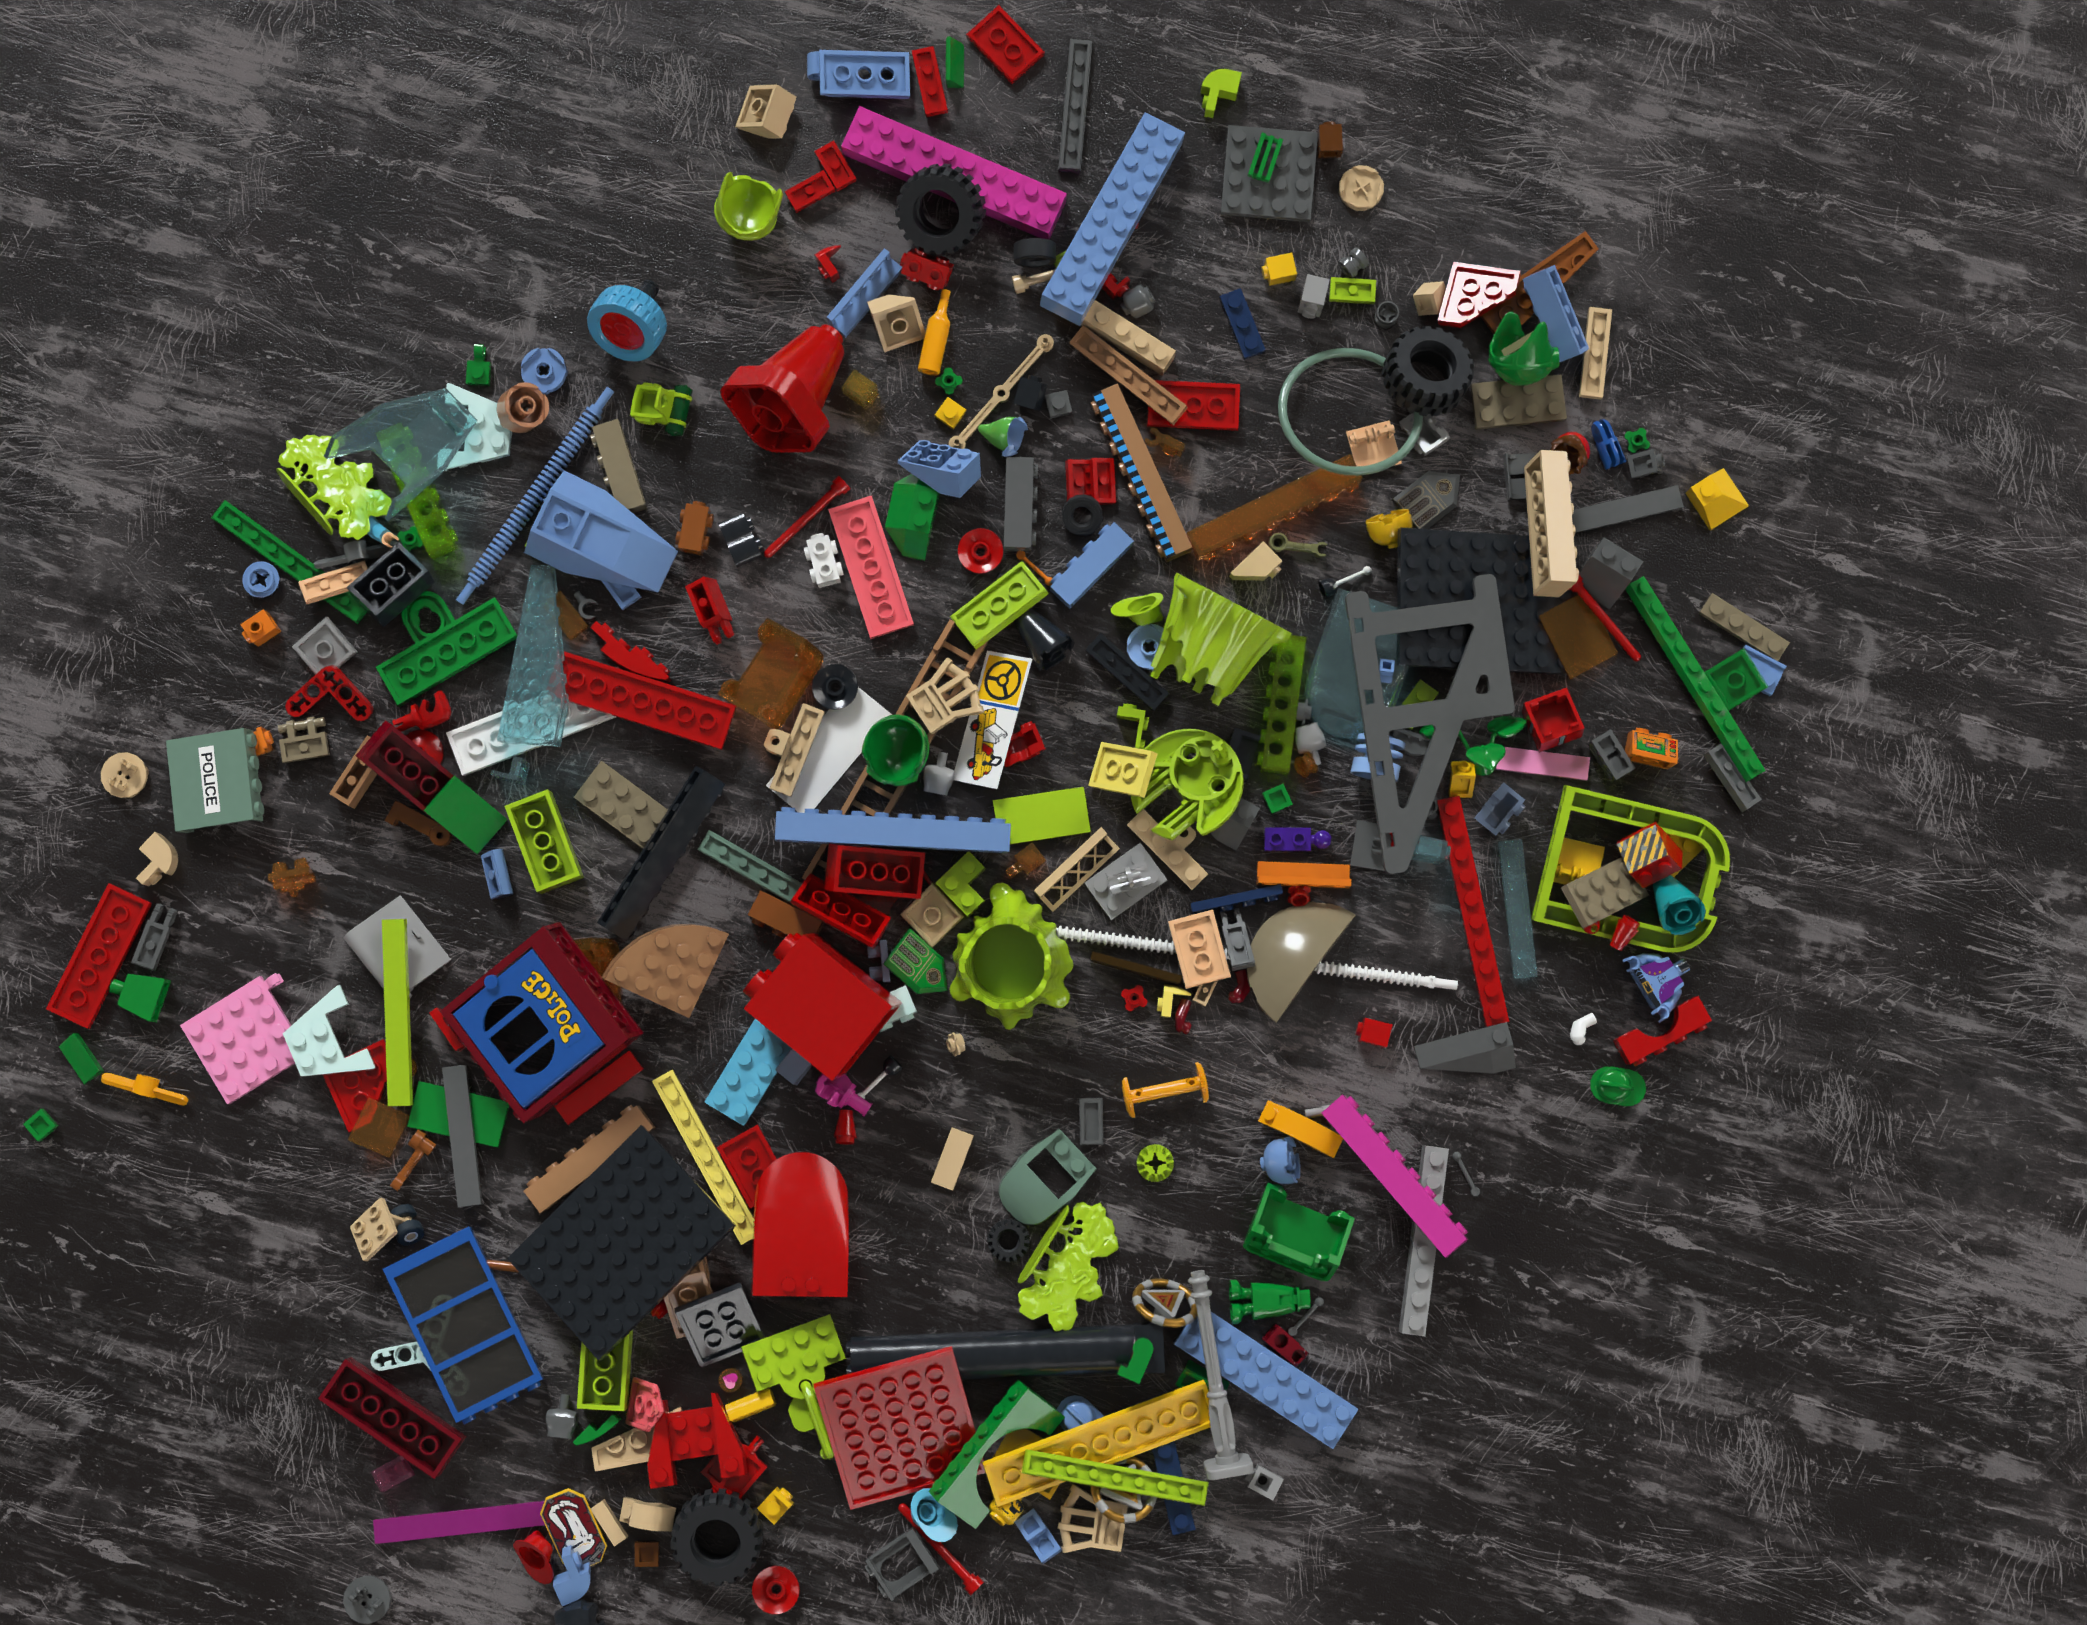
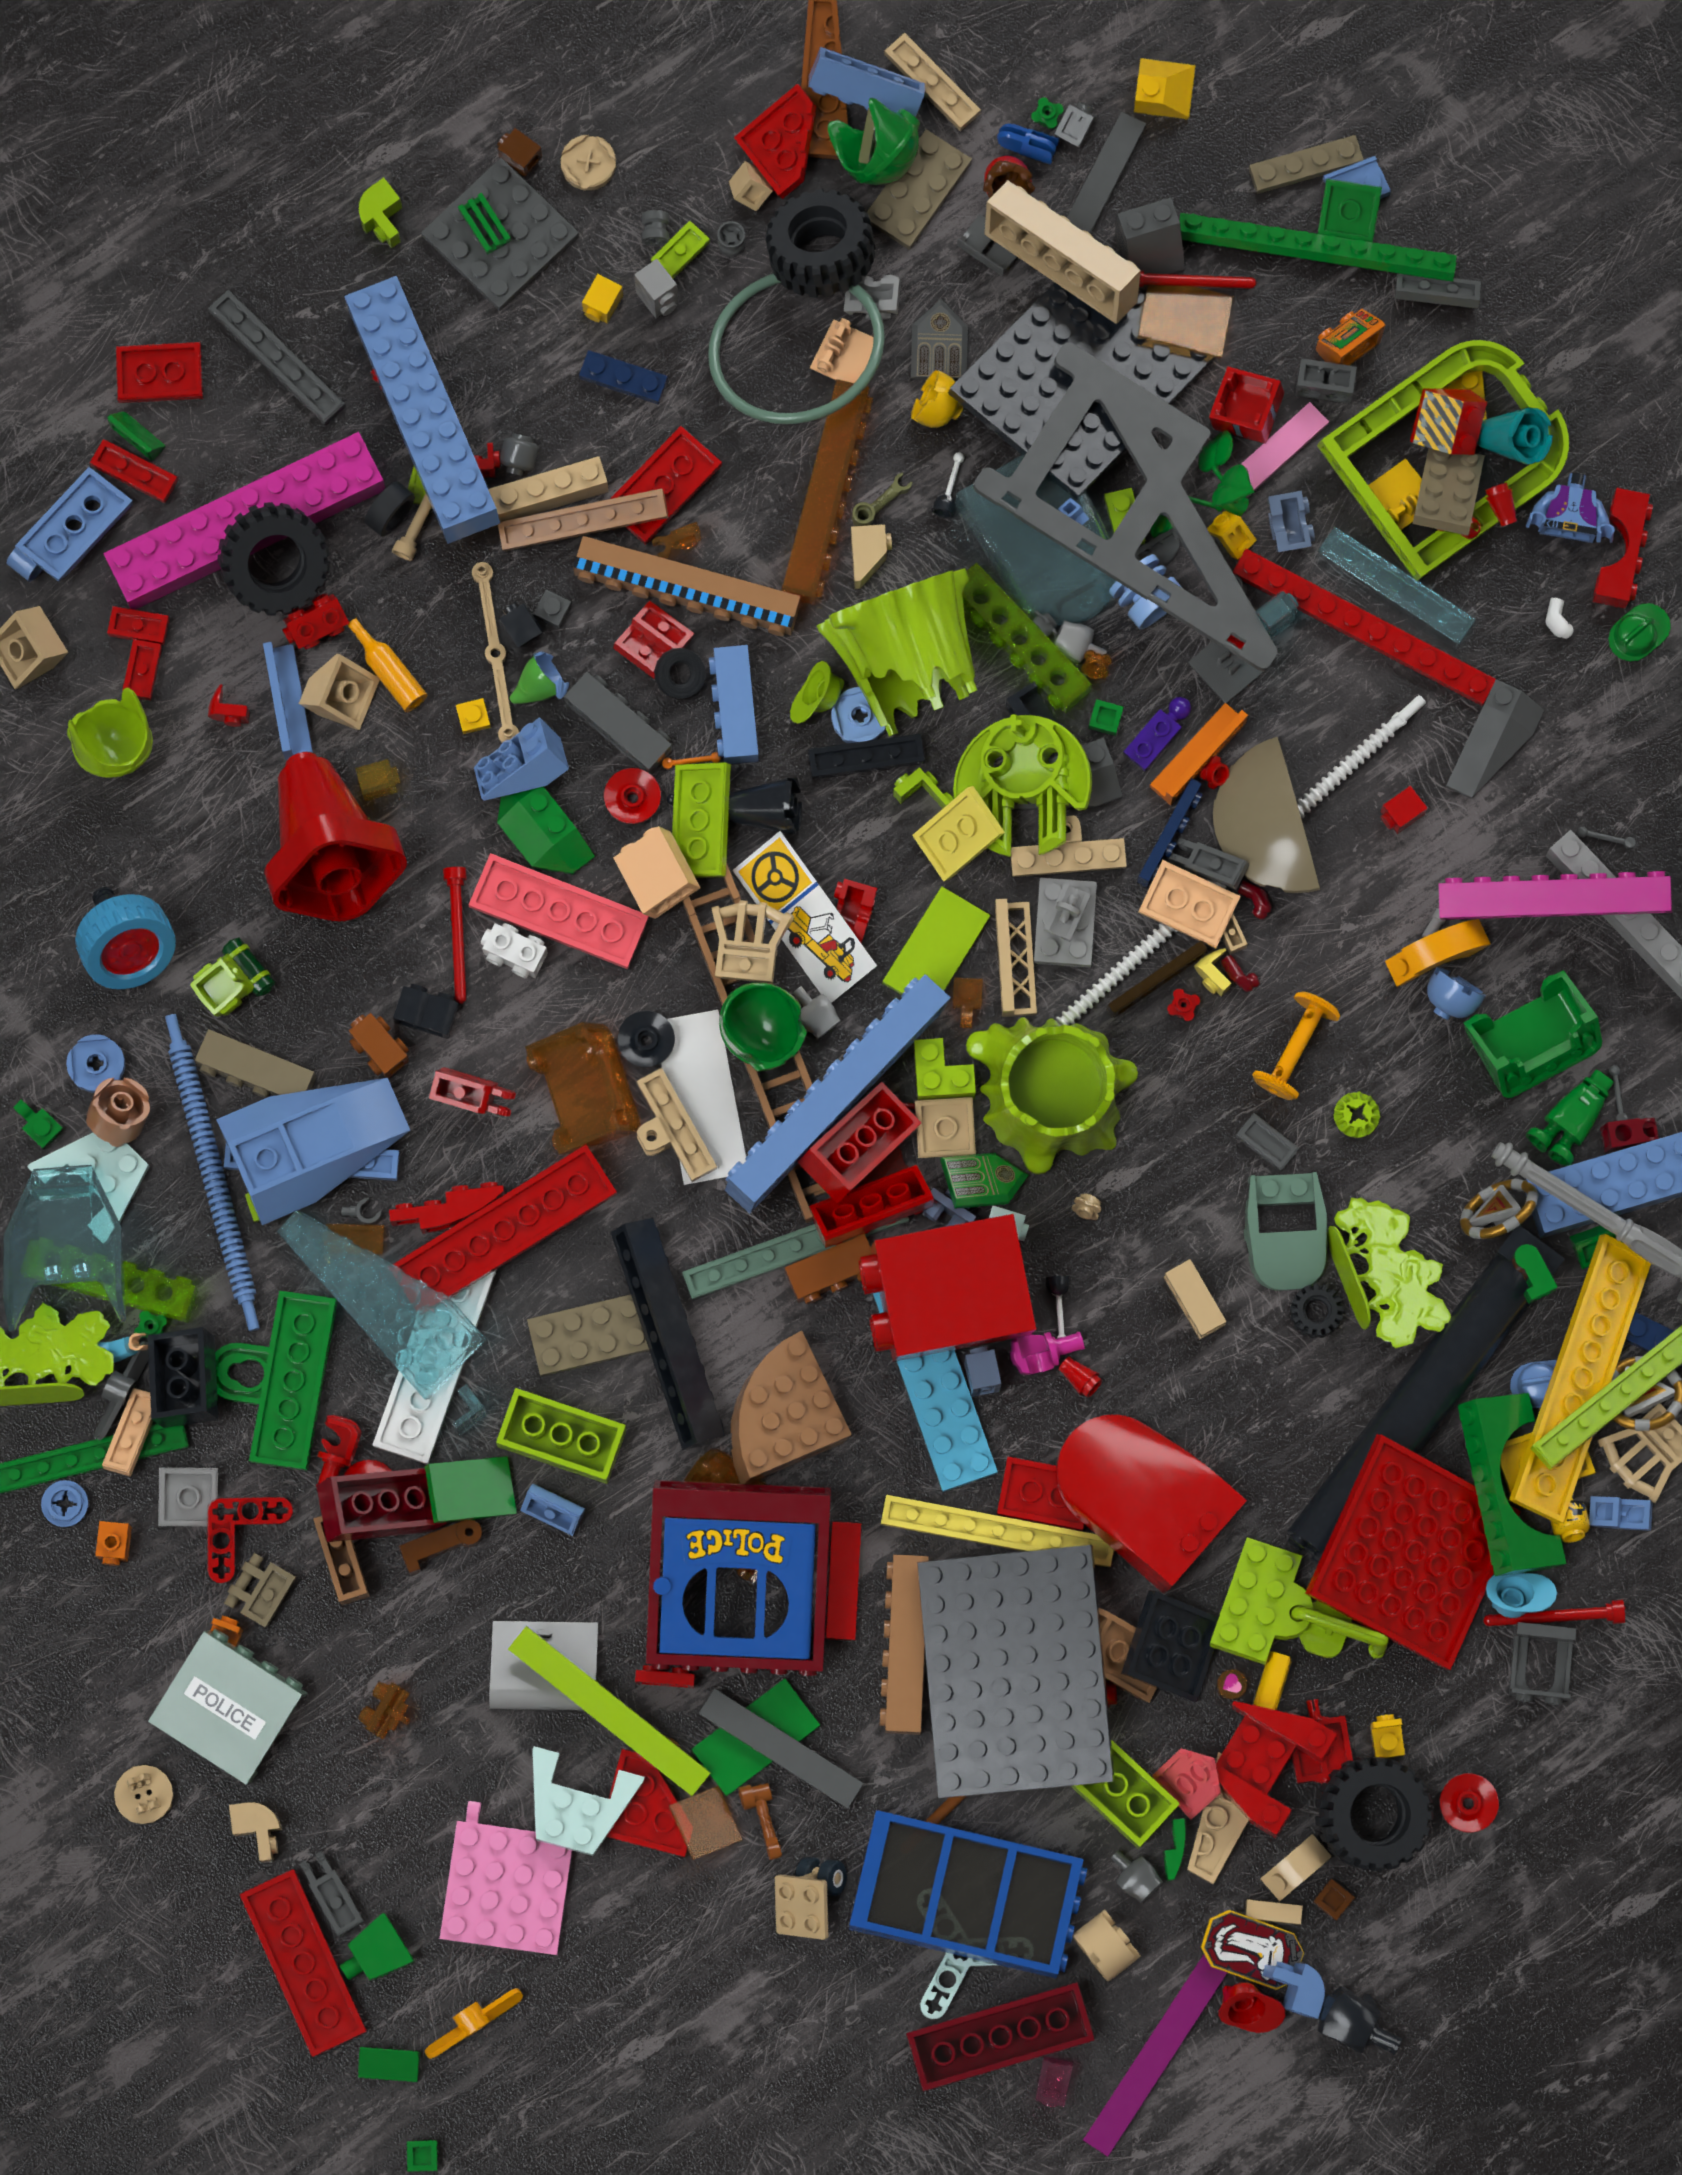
camera: 50 degrees left, 5 degrees down
(499, 1437) = (1106, 1945): none -> tan brick
(942, 605) = (656, 872): none -> light nougat brick
(948, 387) = (447, 697): green plate -> none

